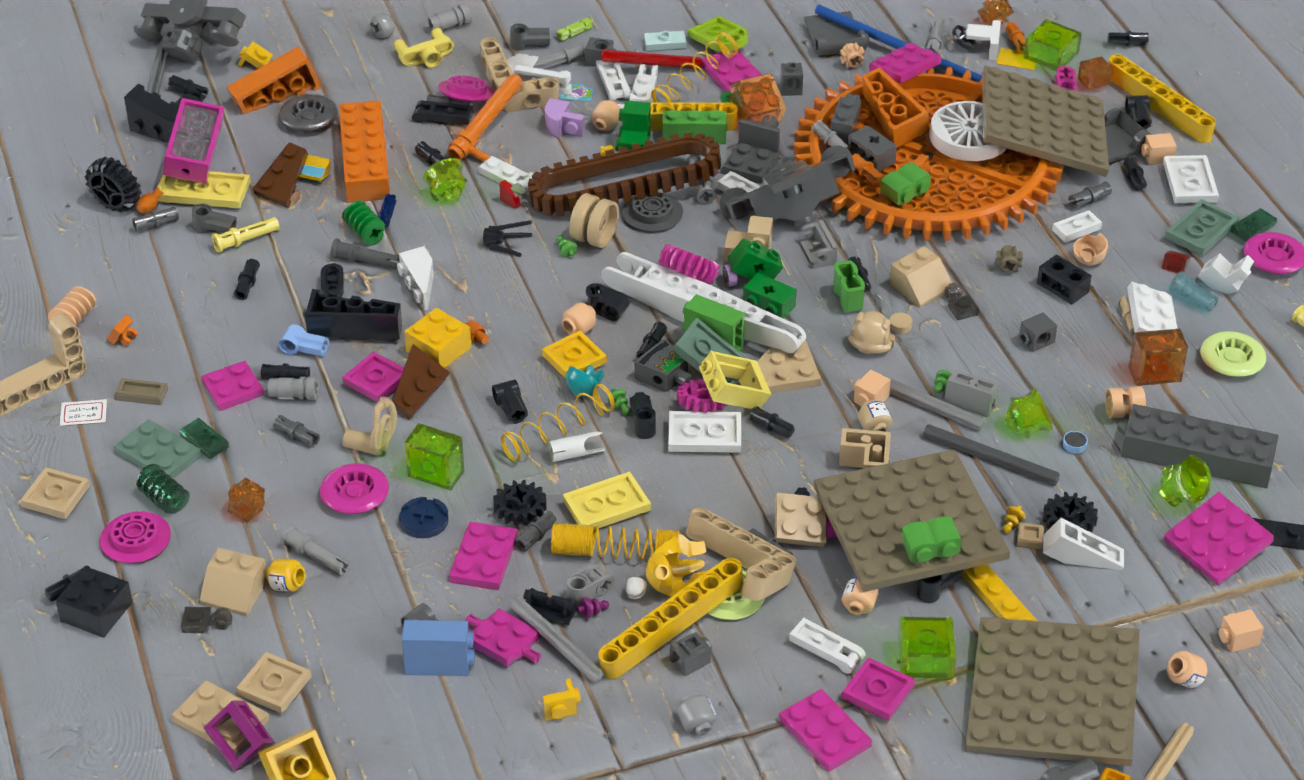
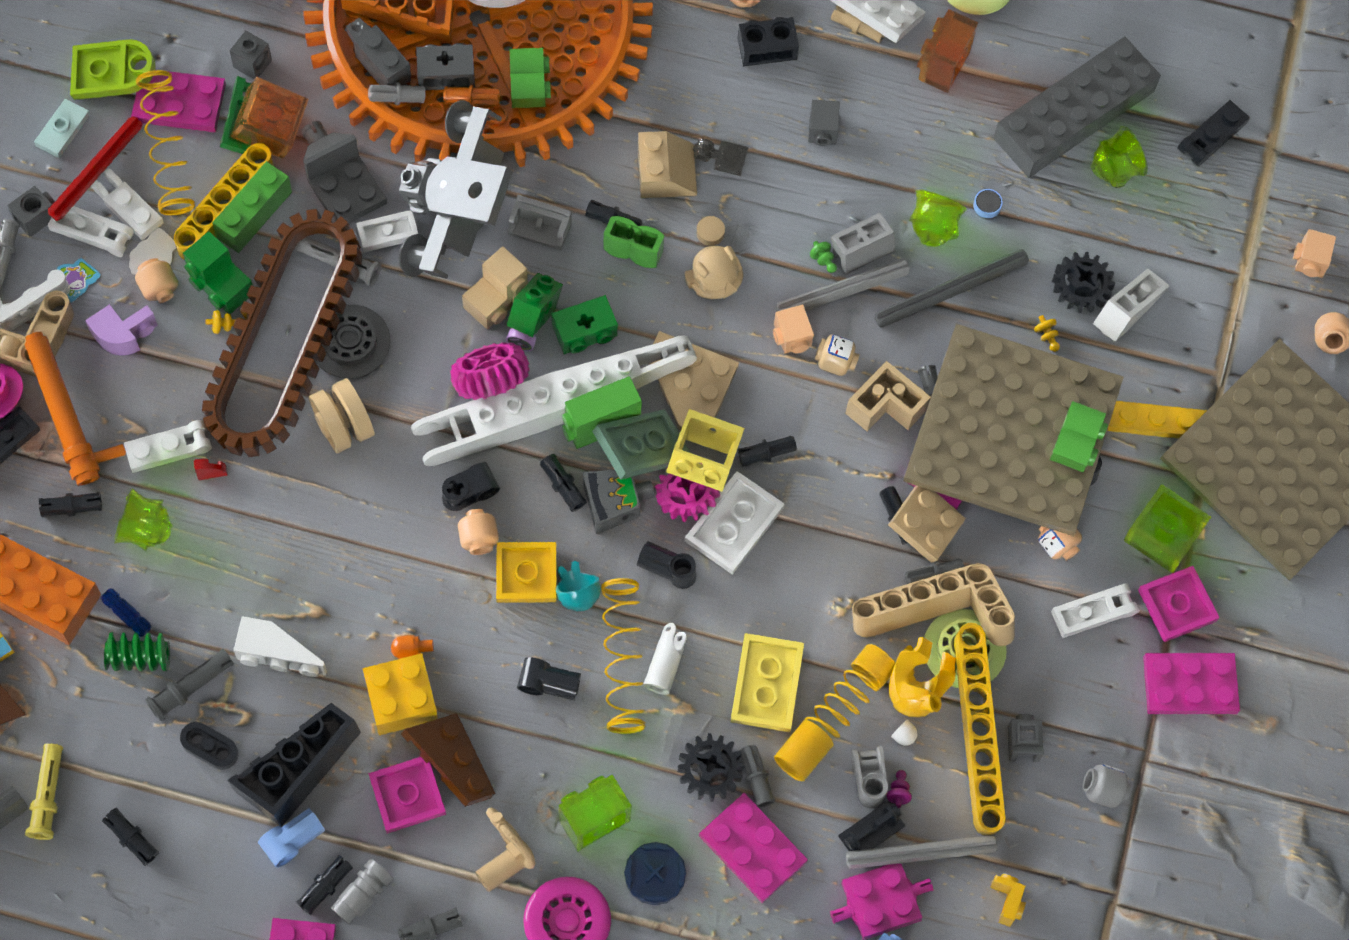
camera: 60 degrees left, 25 degrees up
(493, 236) = (268, 527): black plant -> none
(566, 246) = (339, 466): bright green hair -> none
(620, 400) = (630, 572): bright green hair -> none
(1009, 258) = (702, 67): dark tan gear -> none
(1030, 535) = (1077, 333): tan tile -> none
(1114, 401) = (977, 123): light nougat wheel -> none
(1218, 538) = (1198, 183): dark pink plate -> none

